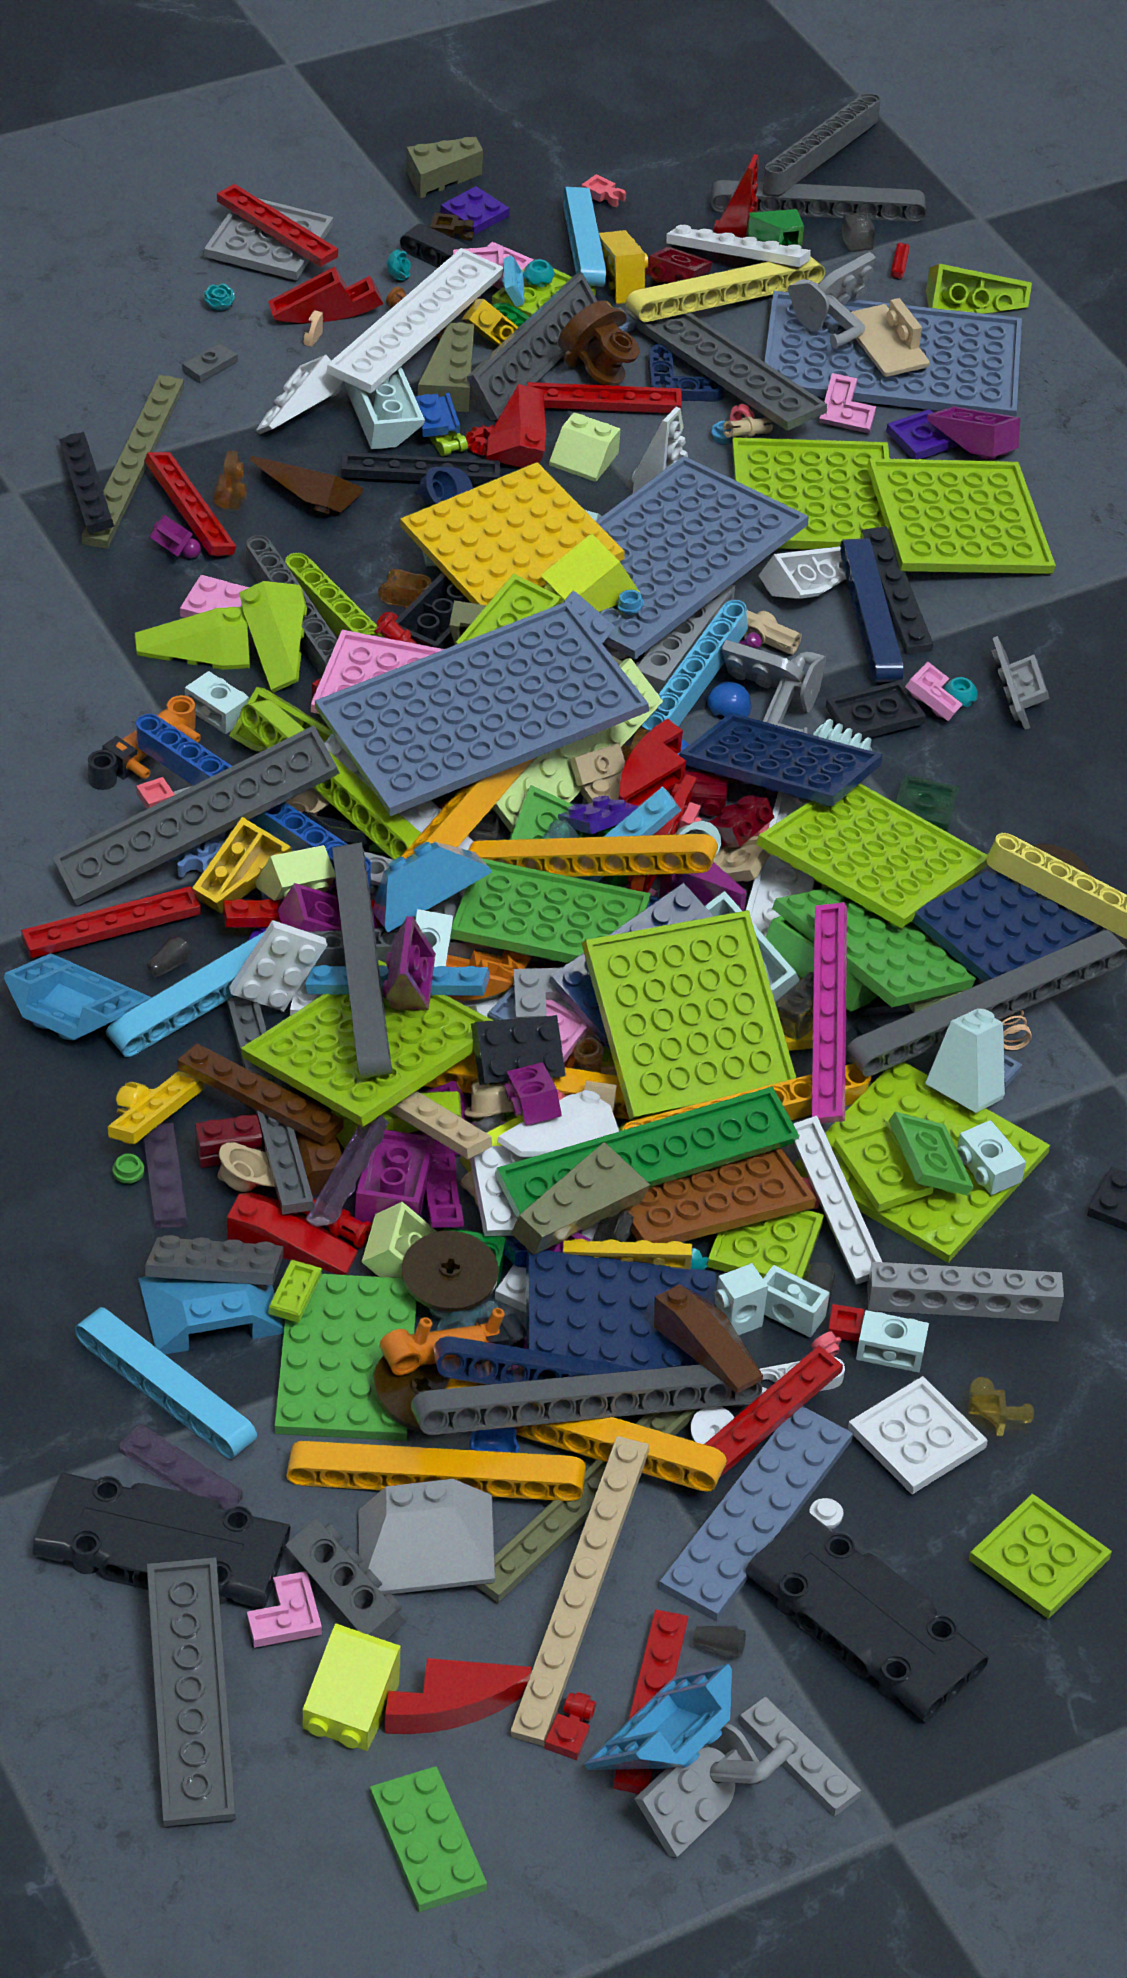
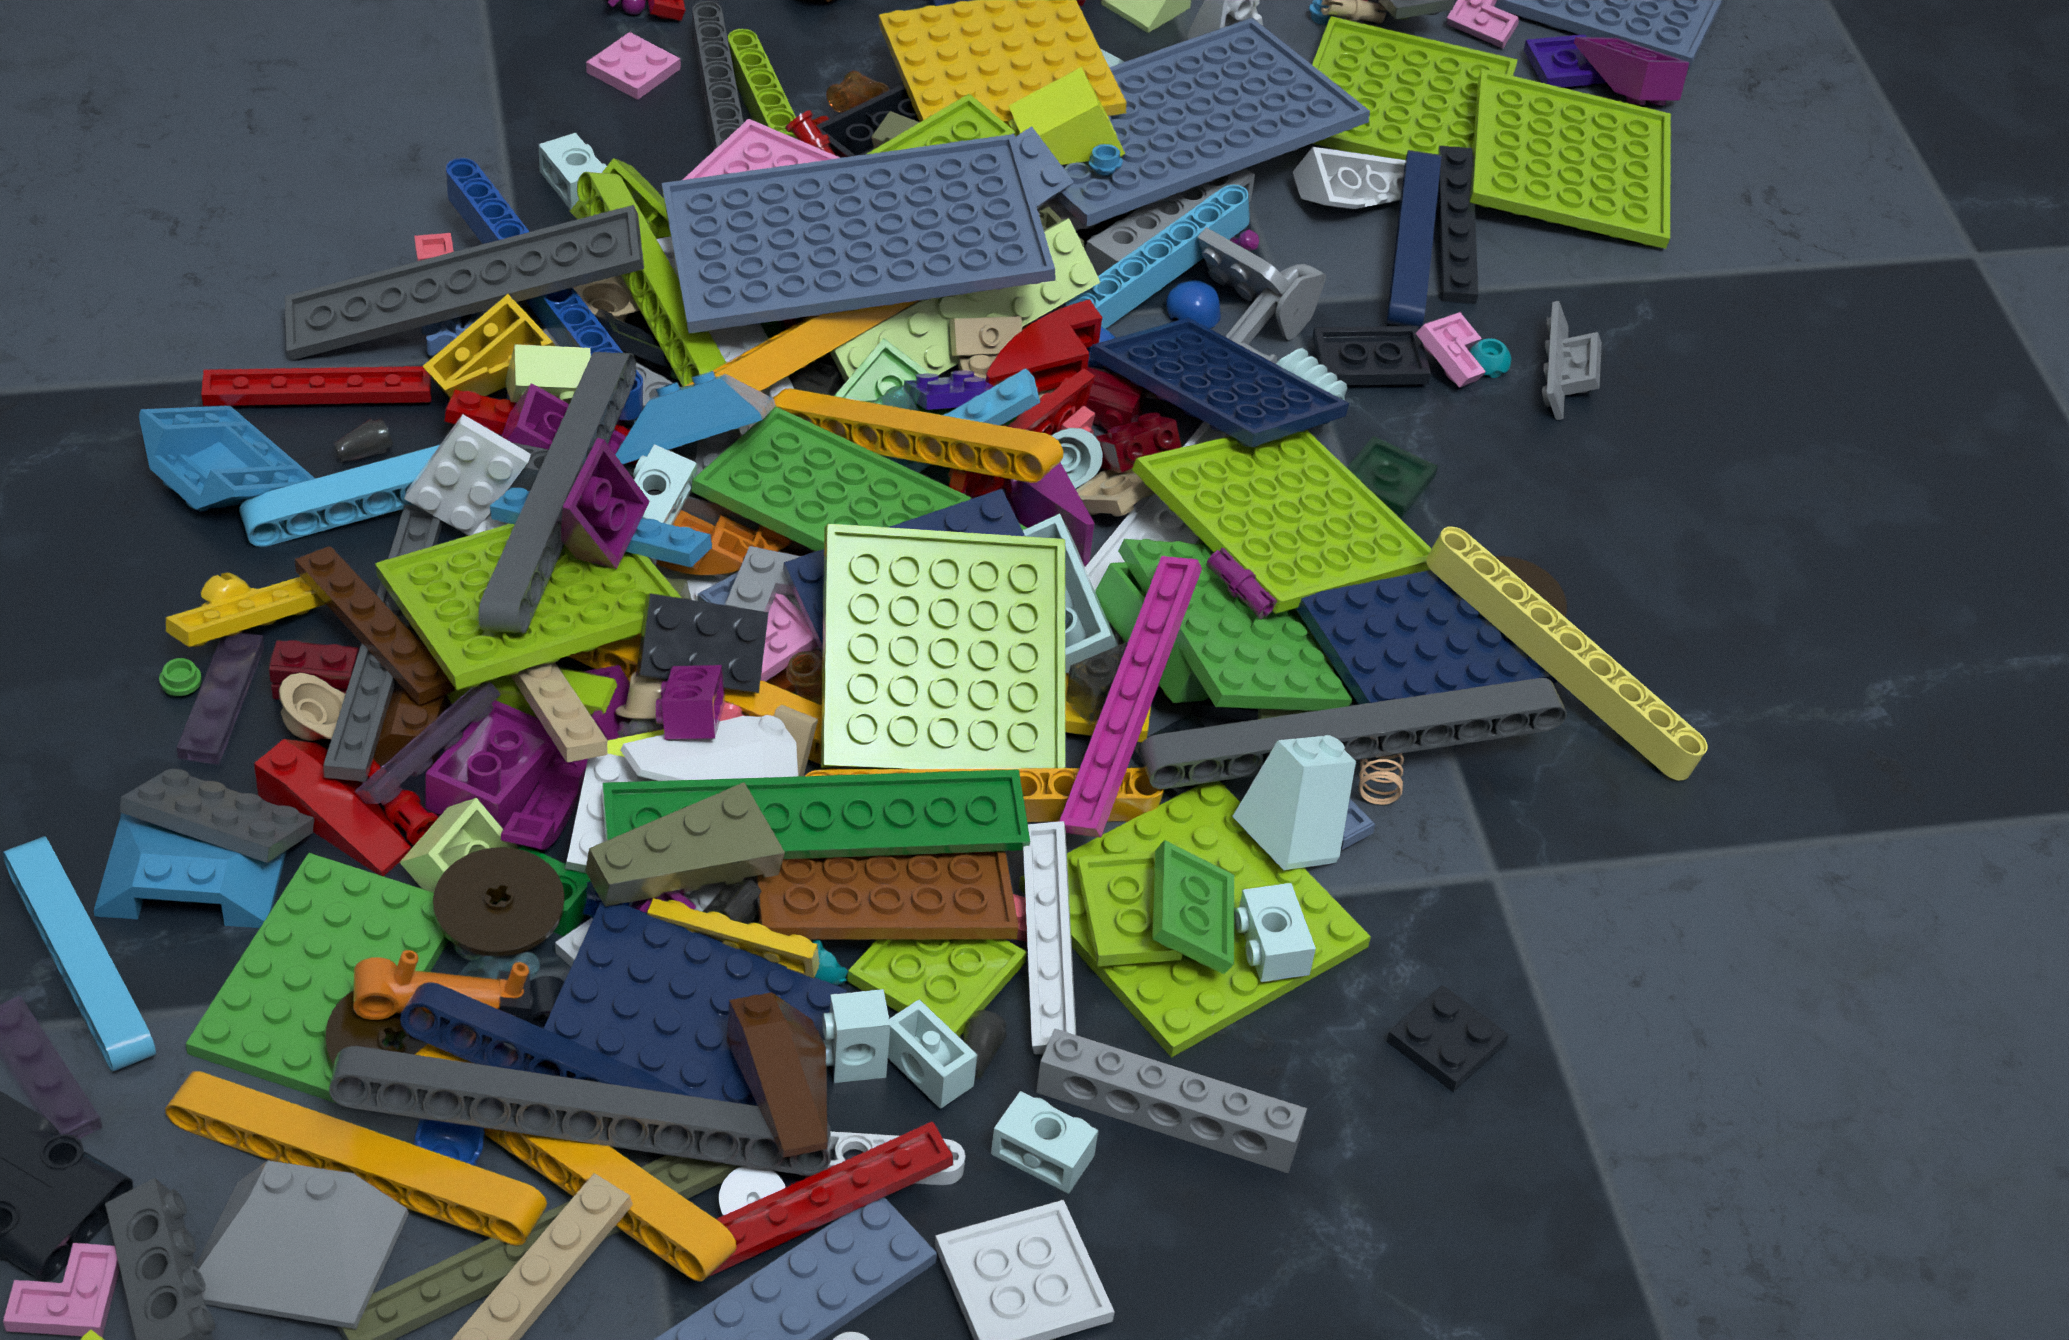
camera: 15 degrees right, 0 degrees up
(122, 756) = (430, 208): piece -> none
(207, 637) = (606, 100): lime wedge -> none
(275, 622) = (677, 100): lime wedge -> none
(295, 1291) = (292, 877): lime plate -> none
(773, 633) = (1277, 236): tan piece -> none
(828, 1342) = (955, 1124): coral plate -> none
(846, 1322) = (990, 1099): red plate -> none
(871, 911) = (1241, 583): none -> magenta pin
(993, 1407) = (1140, 1262): clear yellow piece -> none

